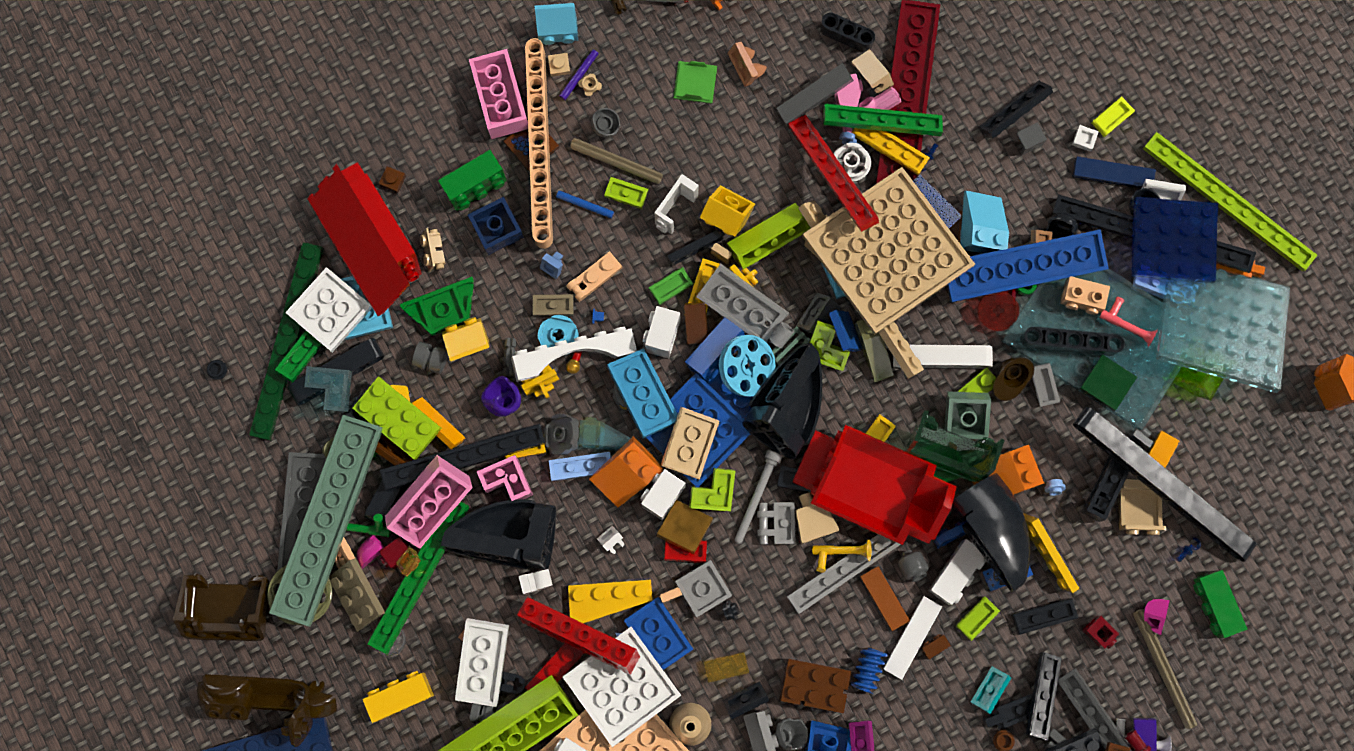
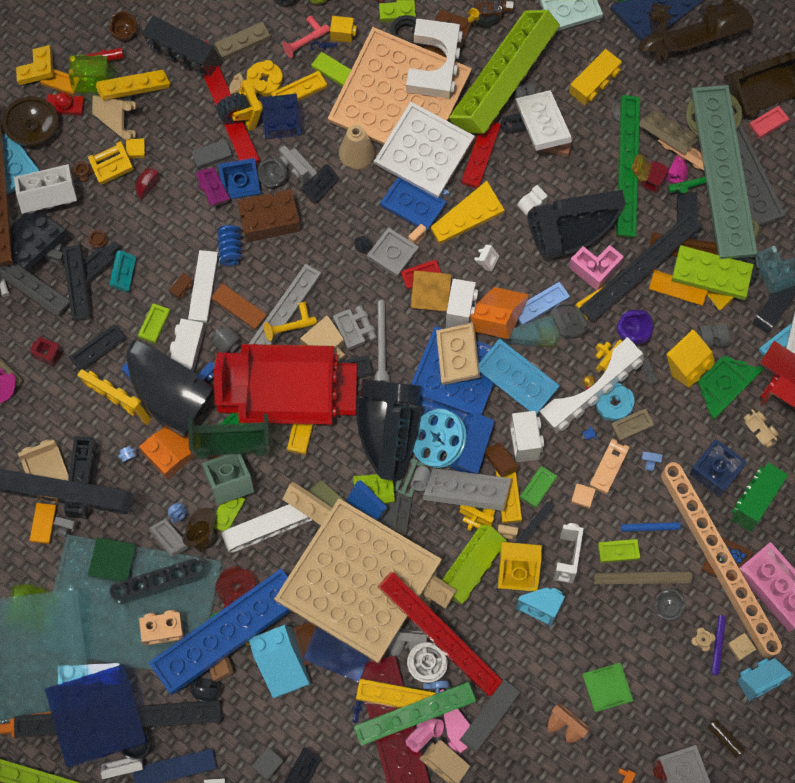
camera: 155 degrees right, 10 degrees down
(246, 565) = (768, 122): none -> coral tile
(428, 501) = (650, 216): bright pink brick -> none
(579, 635) = (476, 168): red brick -> none
(633, 259) = (583, 496): none -> light nougat tile
(718, 496) = (415, 324): lime plate -> none
(722, 169) = (541, 604): none -> medium azure slope
(726, 667) = (347, 203): clear yellow tile -> none
(1027, 406) = (177, 512): none -> medium blue plate
(1111, 317) = (129, 620): coral piece -> none

